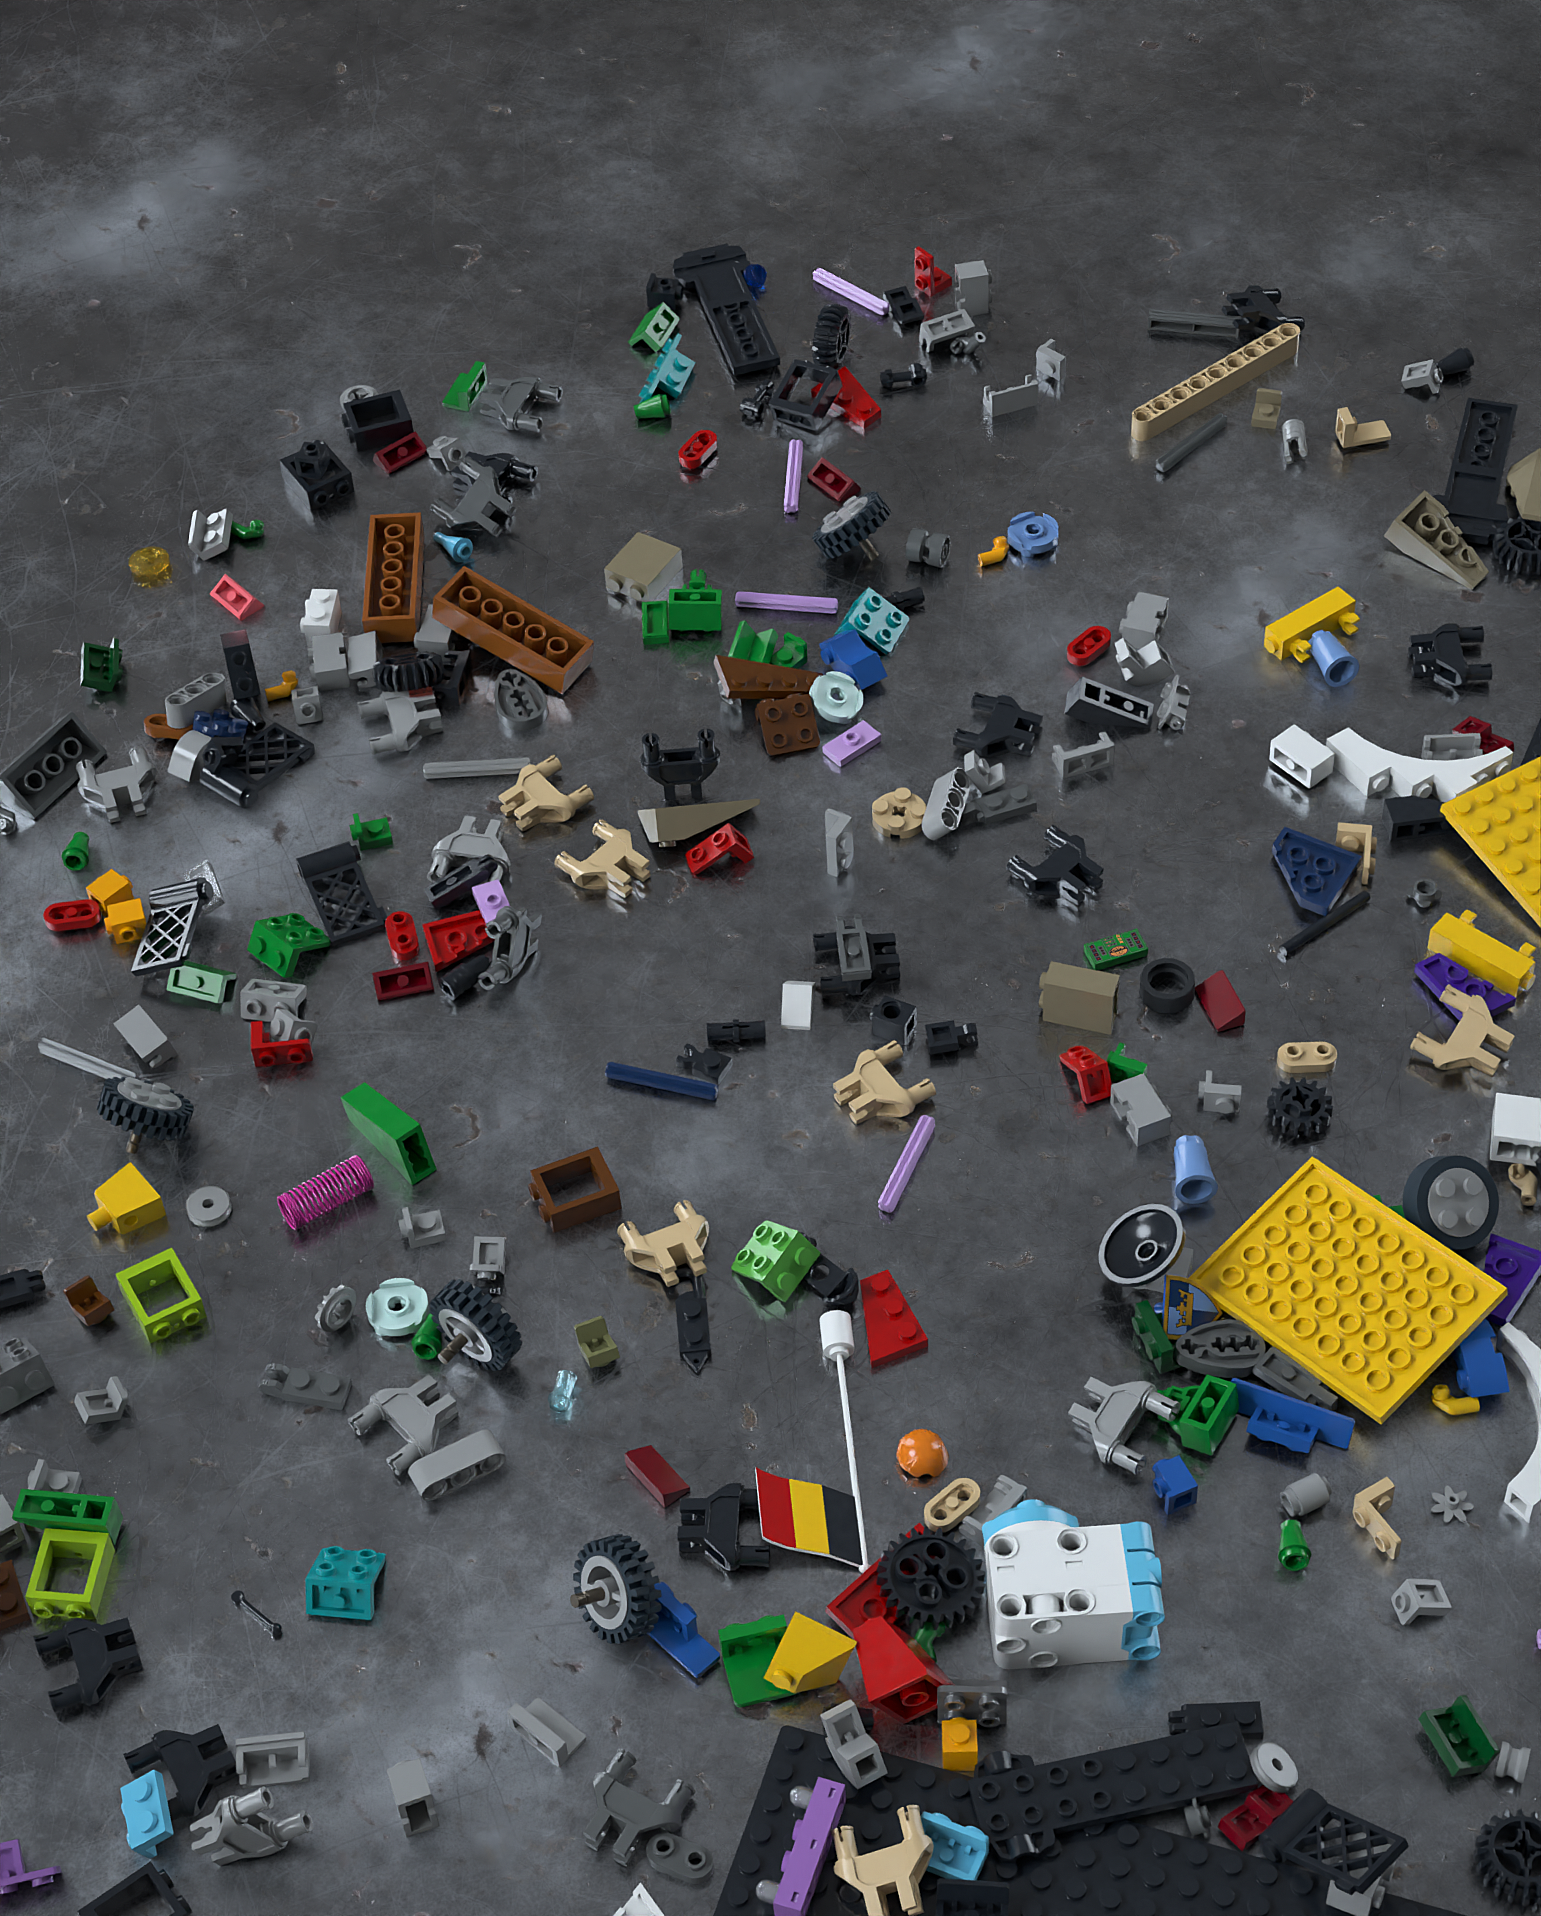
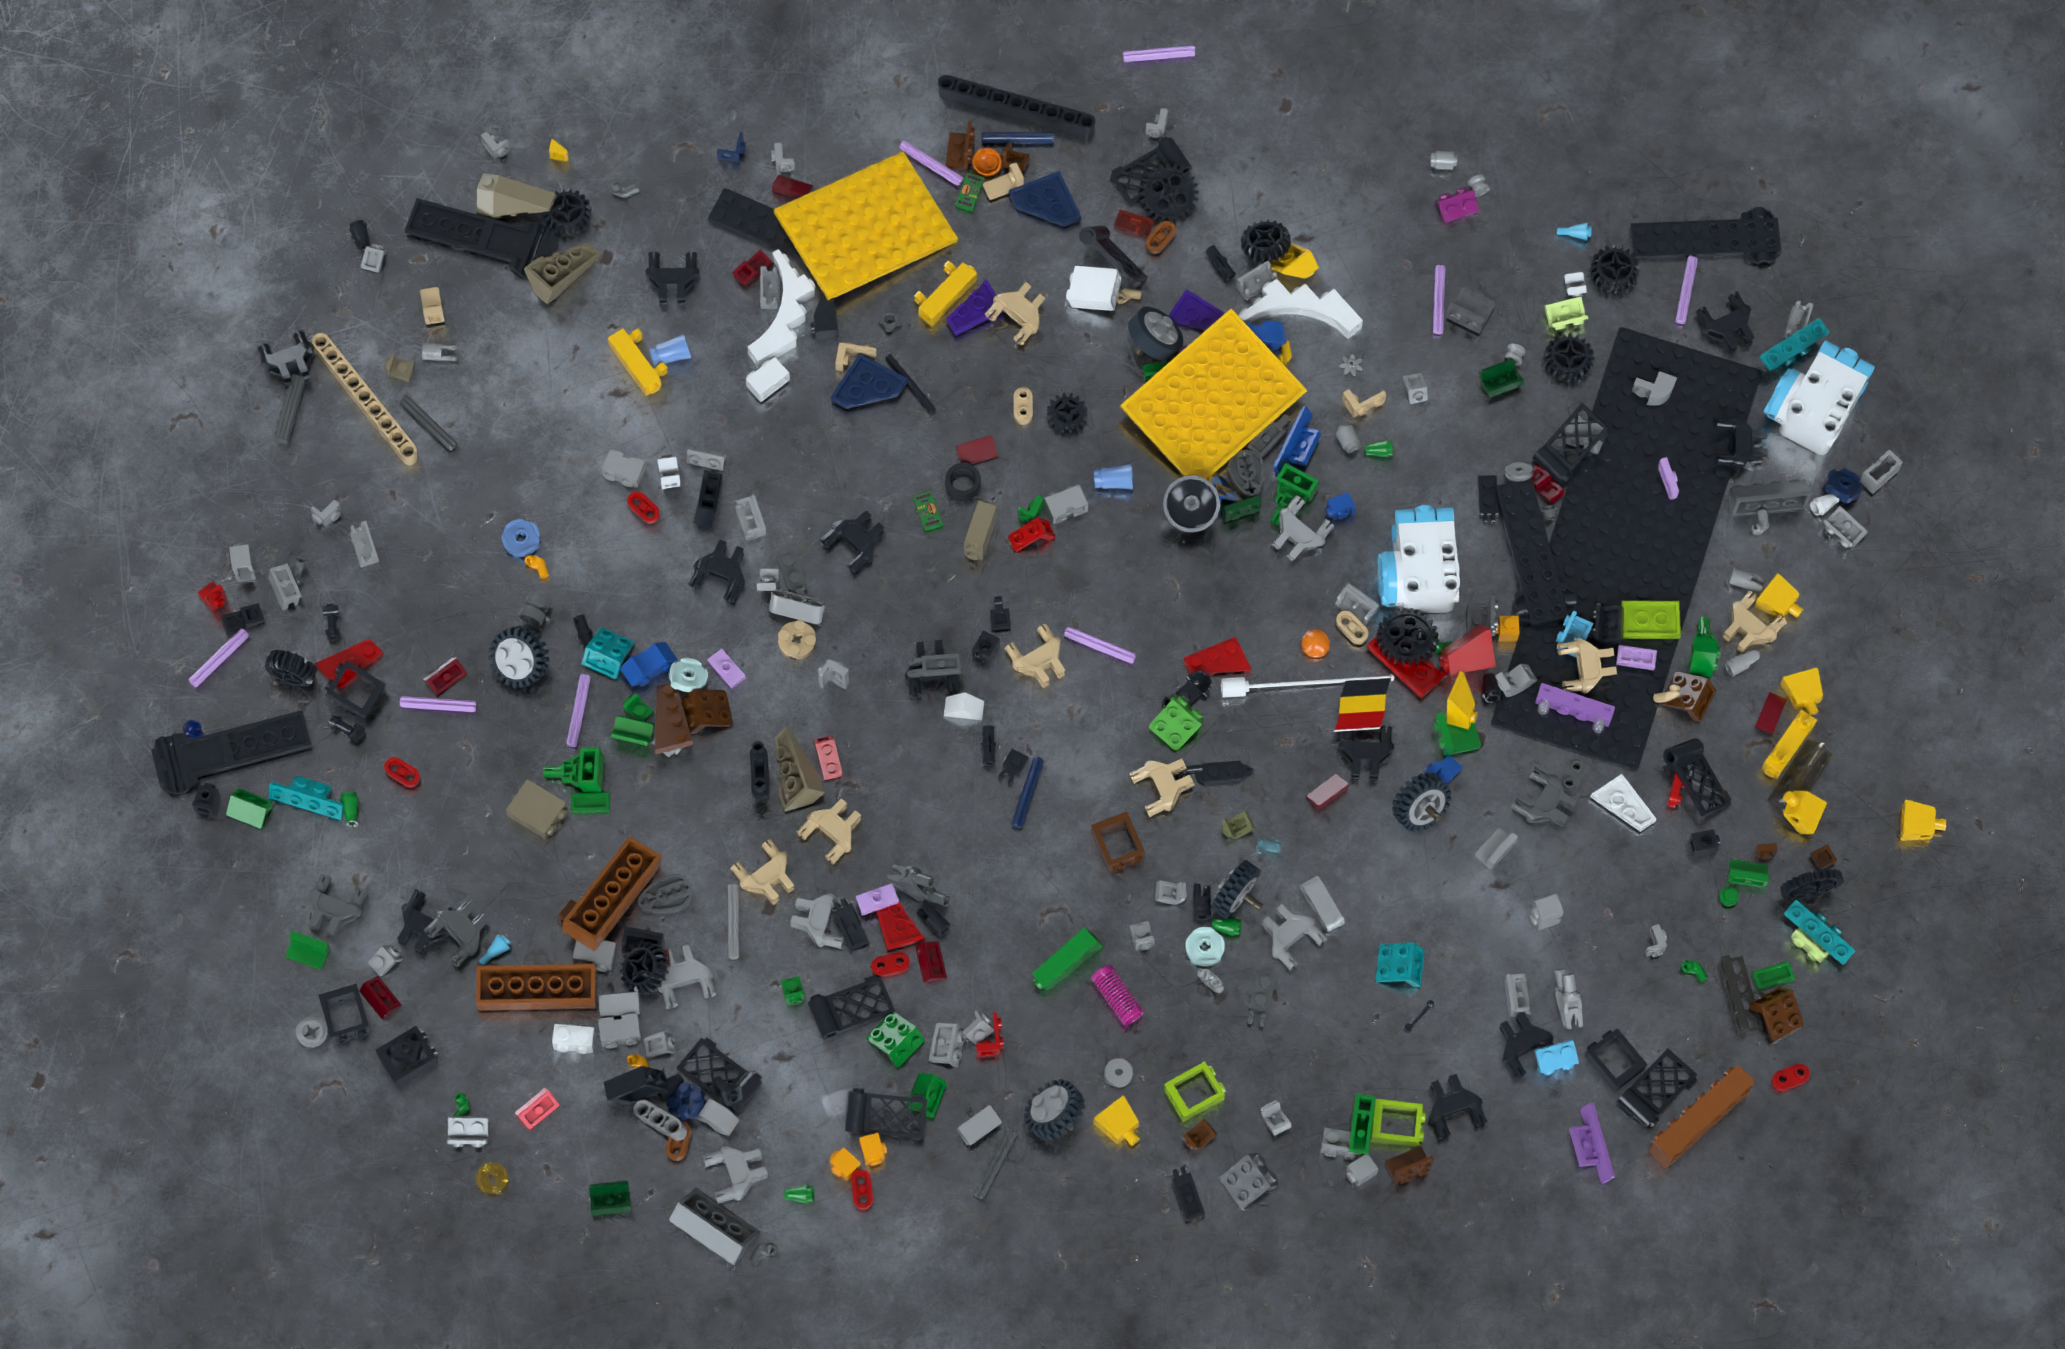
camera: 95 degrees left, 20 degrees up
(1219, 1097) = (1055, 464): light grey bracket -> none

